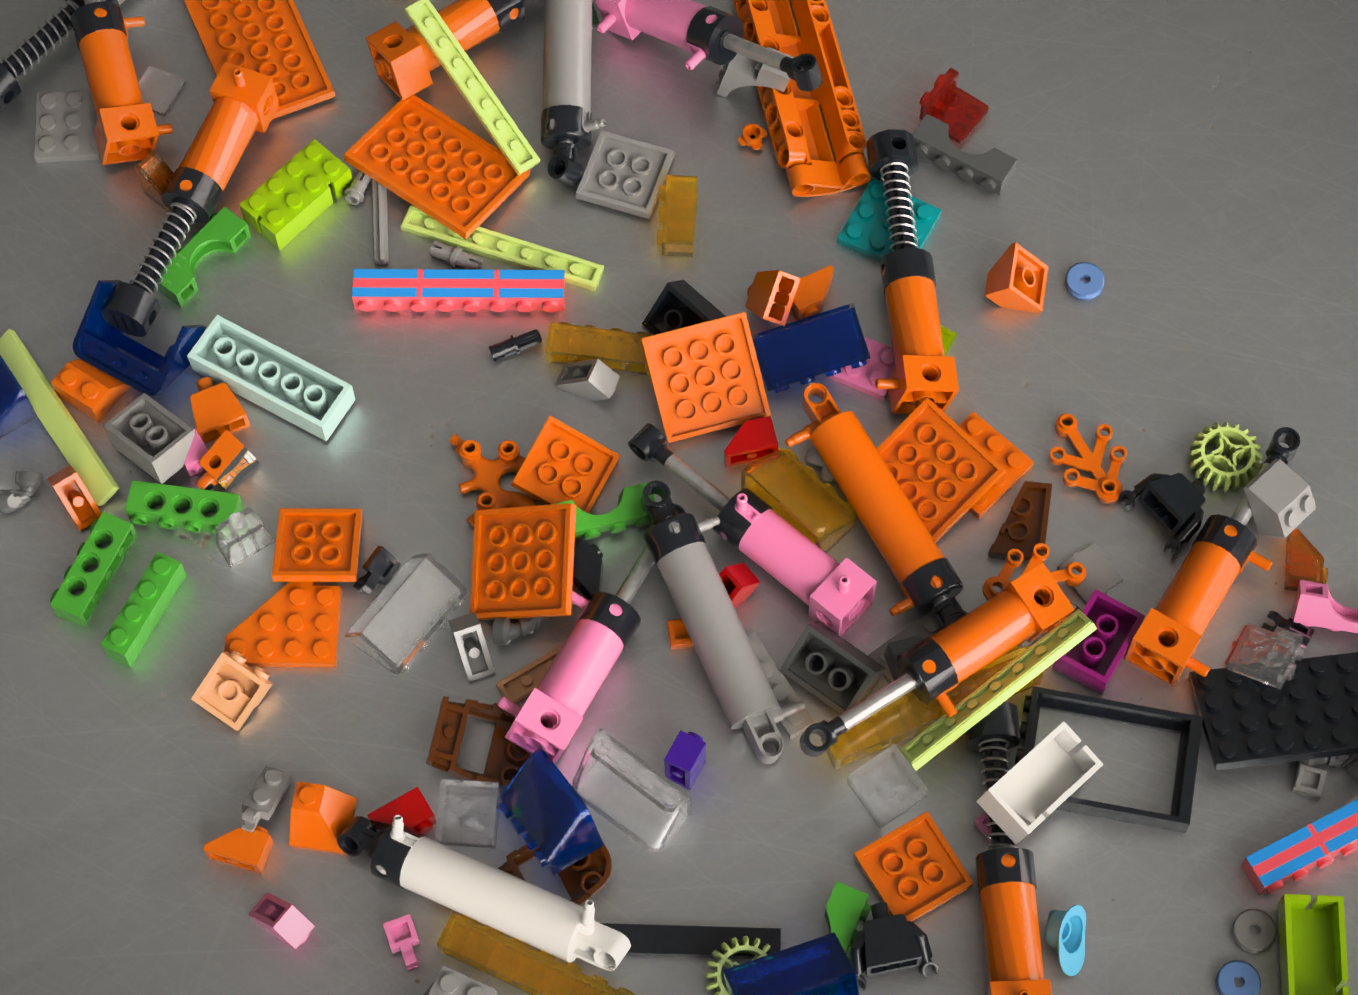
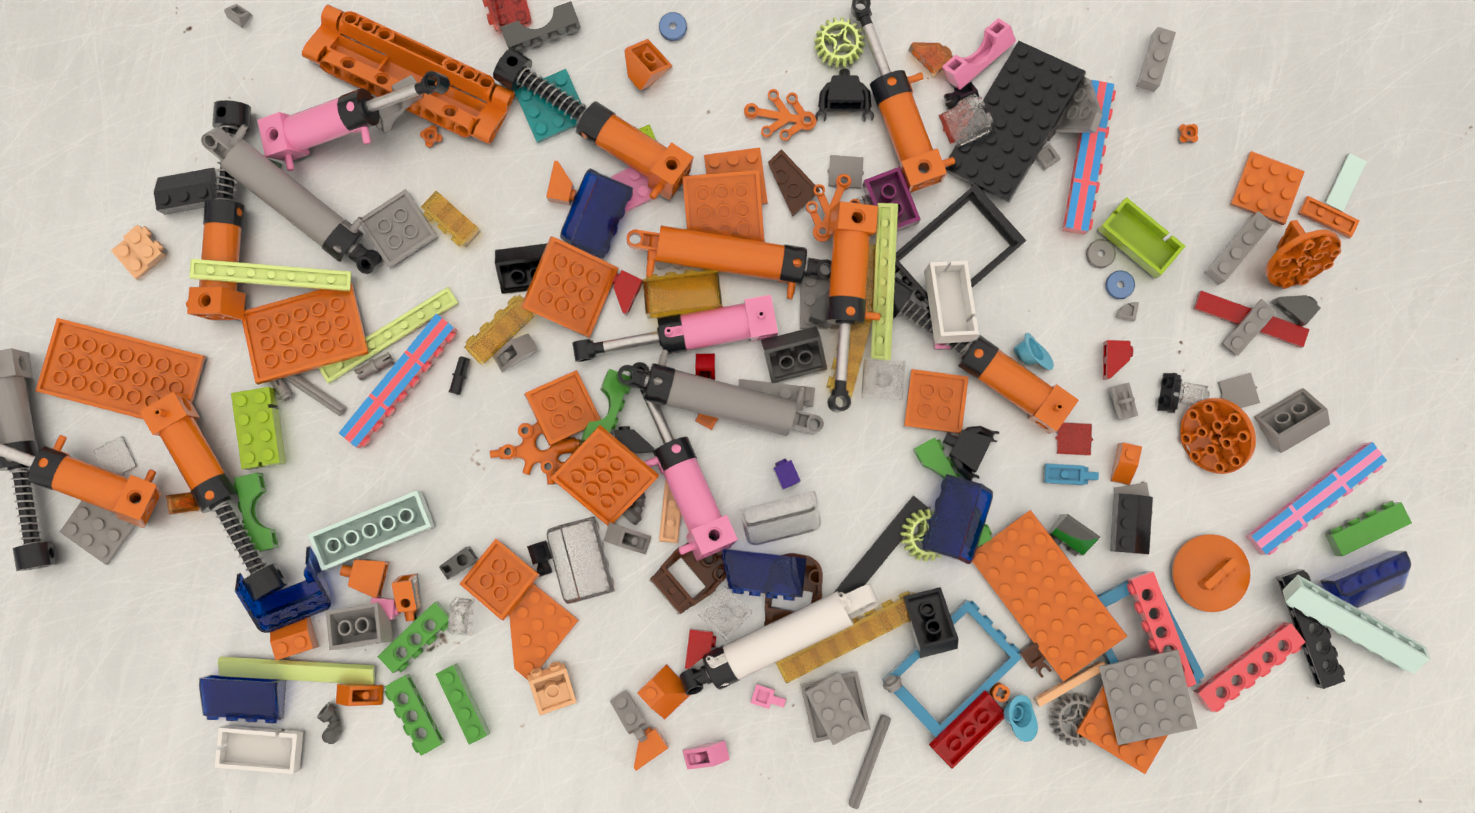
camera: 50 degrees left, 20 degrees up
(303, 491) = (459, 562): none -> dark grey leg
(772, 295) = (549, 211): orange torso -> none
(1279, 500) = (891, 38): light grey slope -> none

